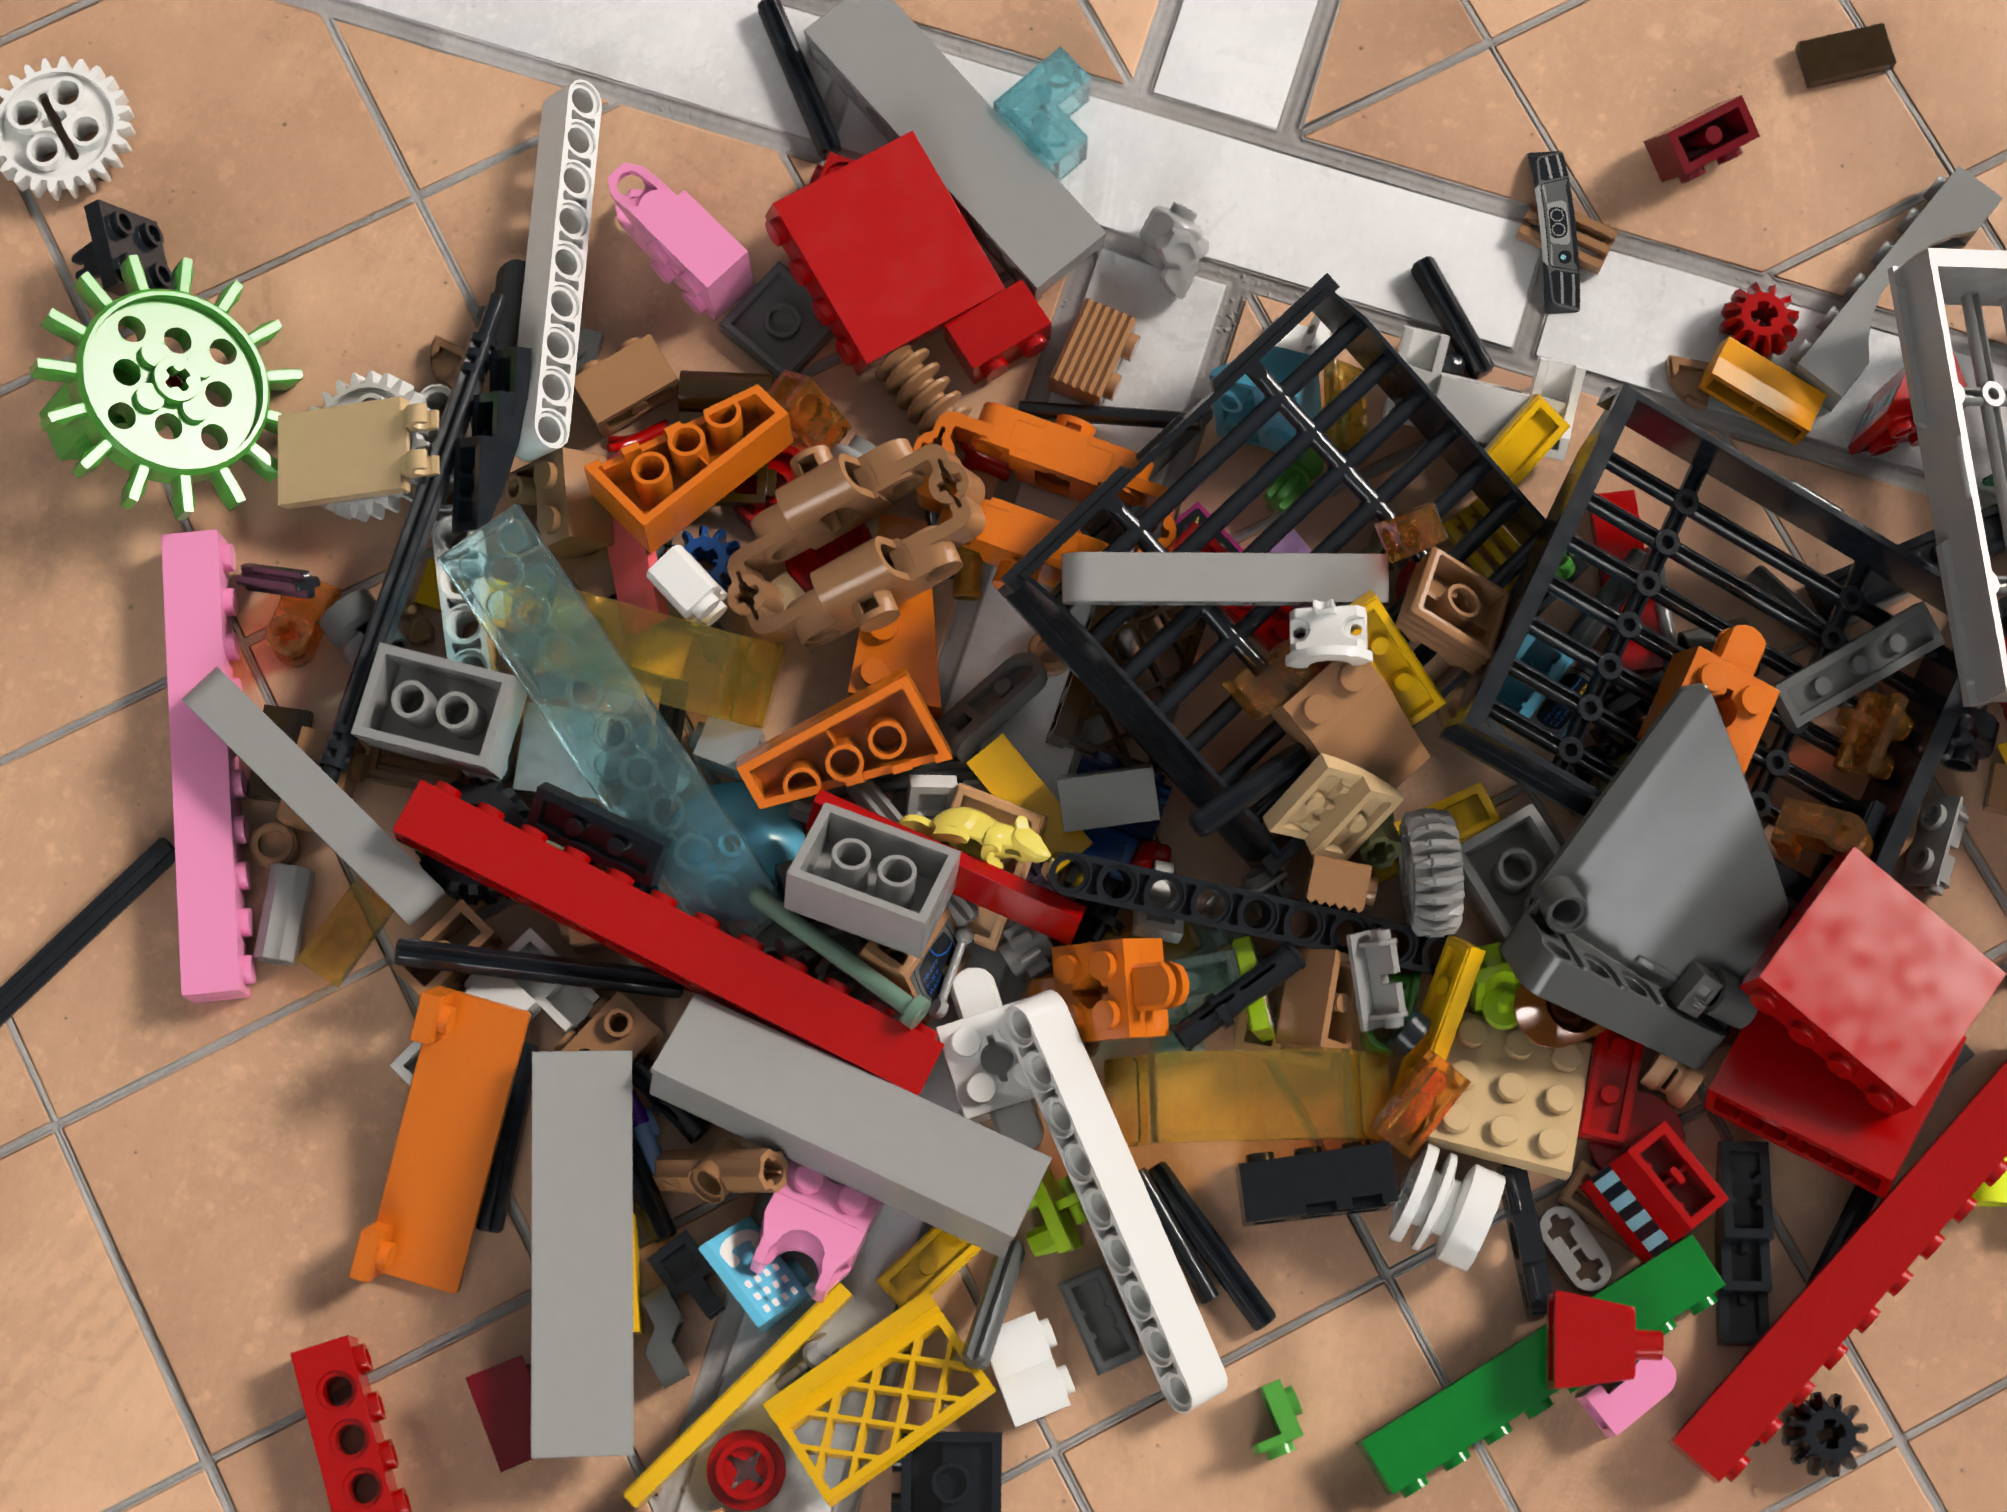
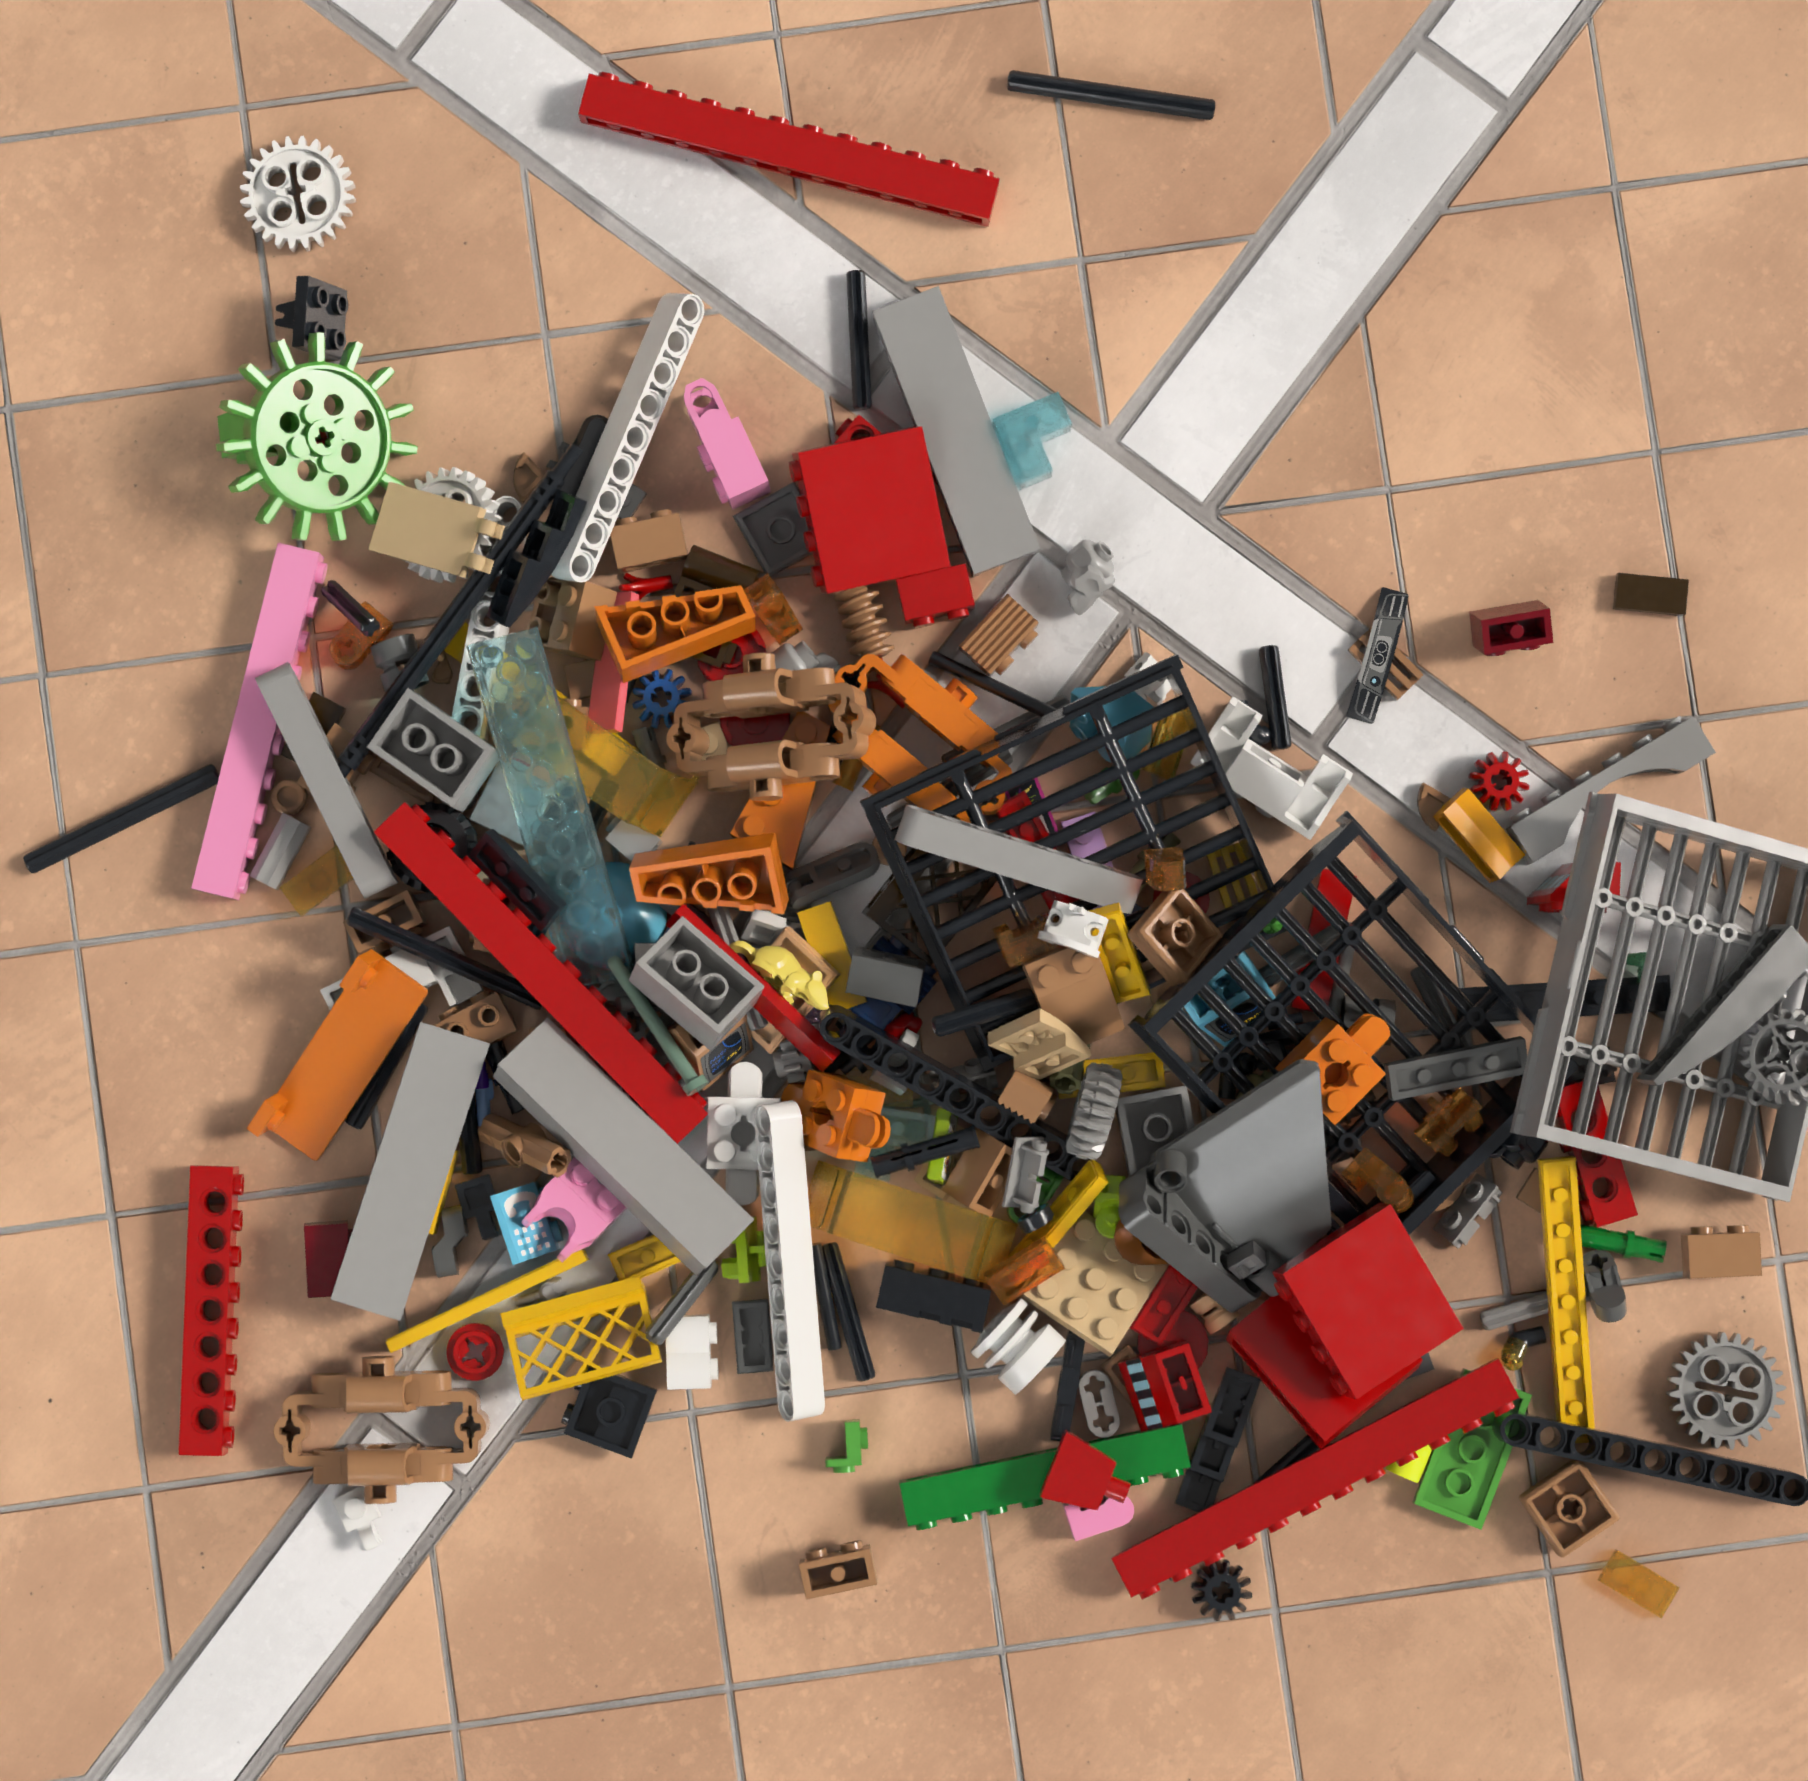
camera: 20 degrees right, 10 degrees up
(688, 586) = (640, 721): white brick -> none
(939, 1006) = (716, 1082): light grey hinge -> none
(1526, 438) = (1281, 819): yellow tile -> none

